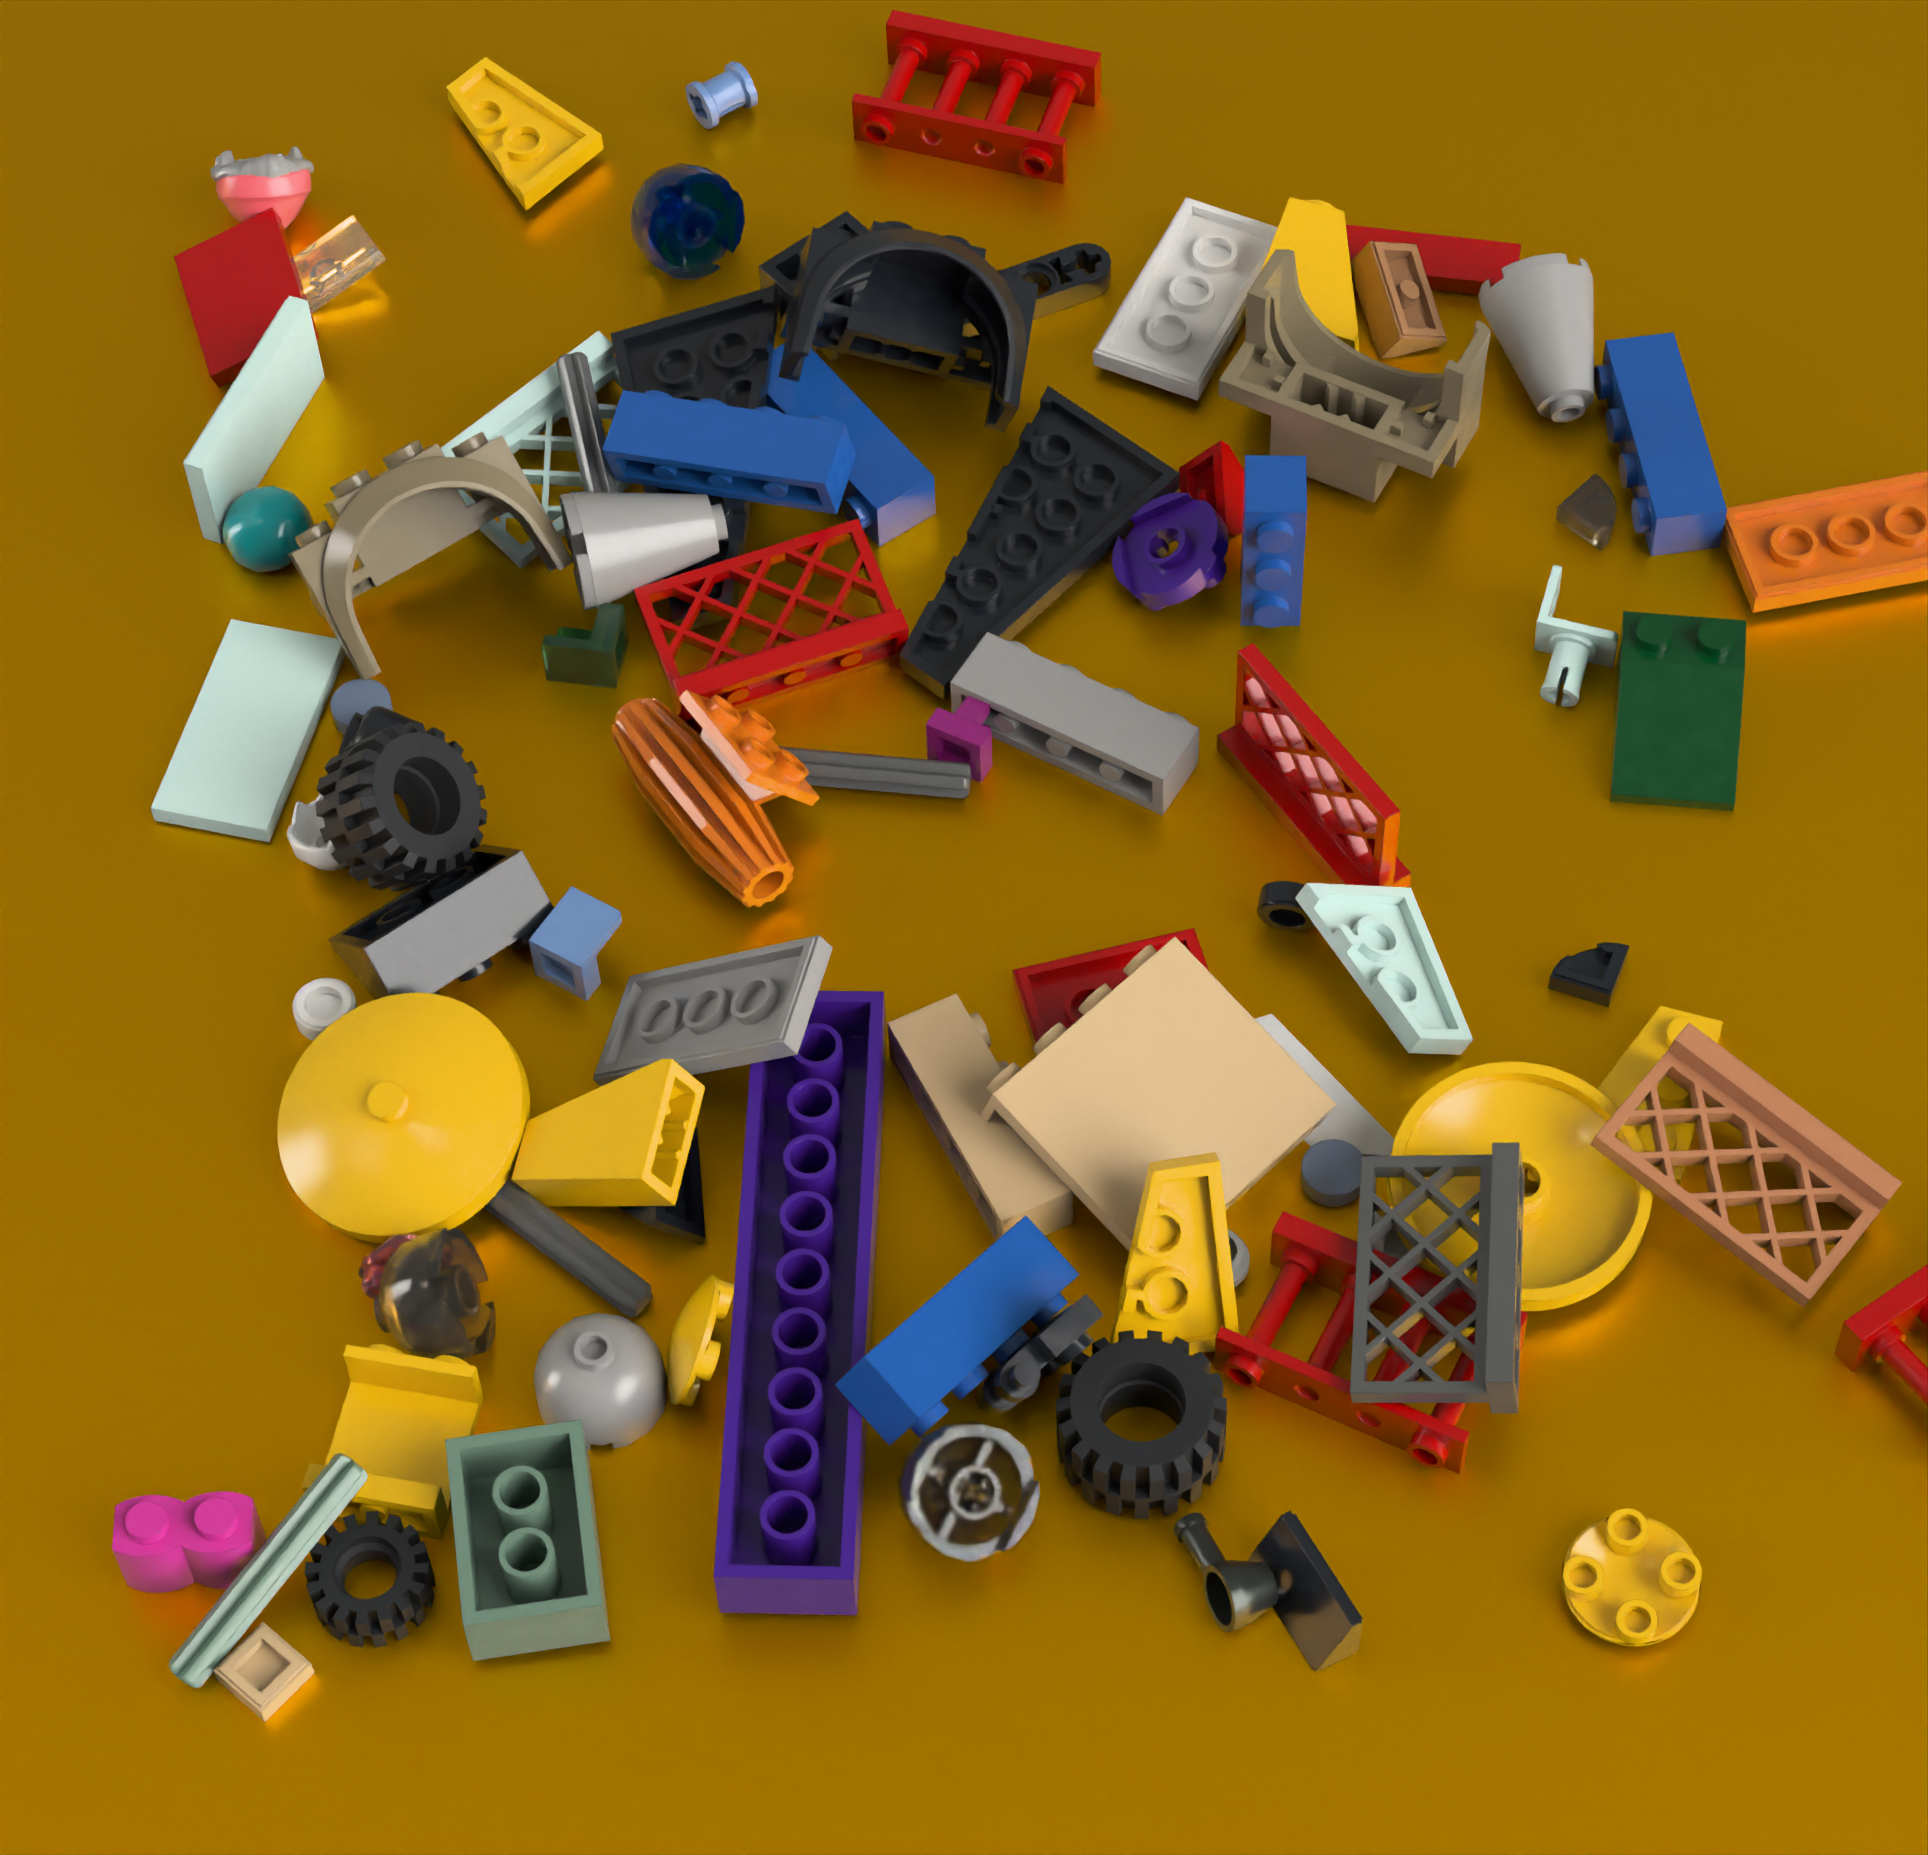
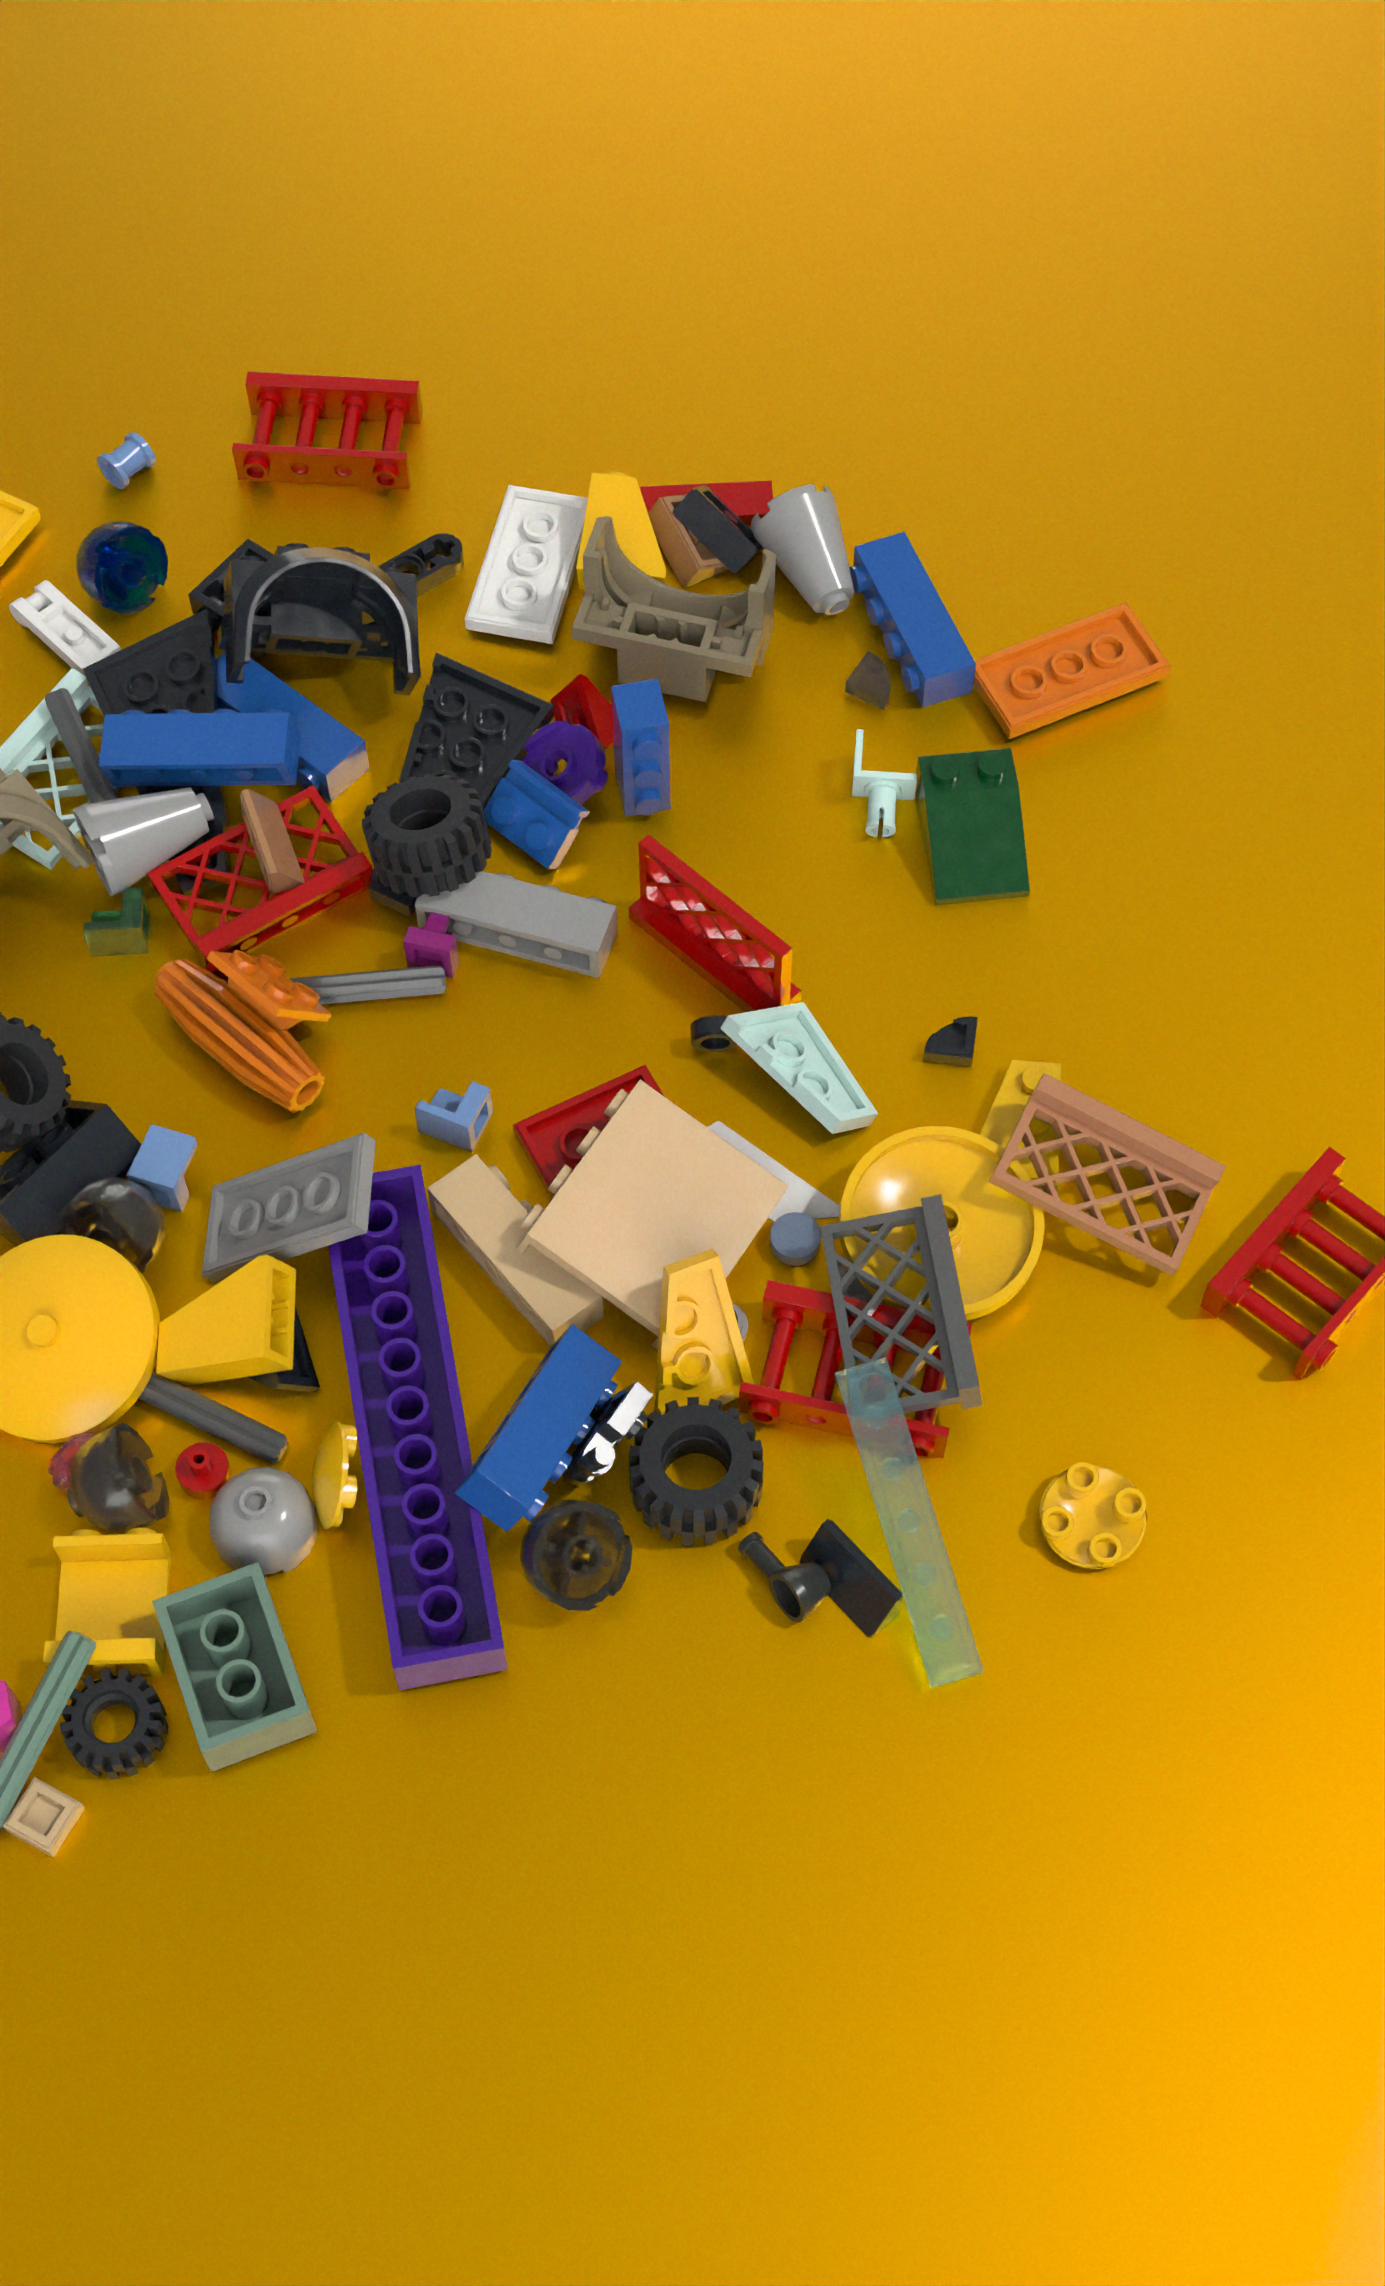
camera: 15 degrees left, 5 degrees up
(510, 987) = (119, 1216): none -> clear smoke cylinder
(541, 1306) = (202, 1470): none -> red tile
(599, 281) = (63, 627): none -> white plate
(790, 577) = (270, 842): none -> medium nougat slope
(944, 949) = (456, 1117): none -> medium blue panel
(982, 600) = (427, 835): none -> black tyre
(1124, 602) = (534, 814): none -> blue plate
(1391, 1536) = (909, 1523): none -> clear light blue tile
(1436, 290) = (718, 528): none -> black slope

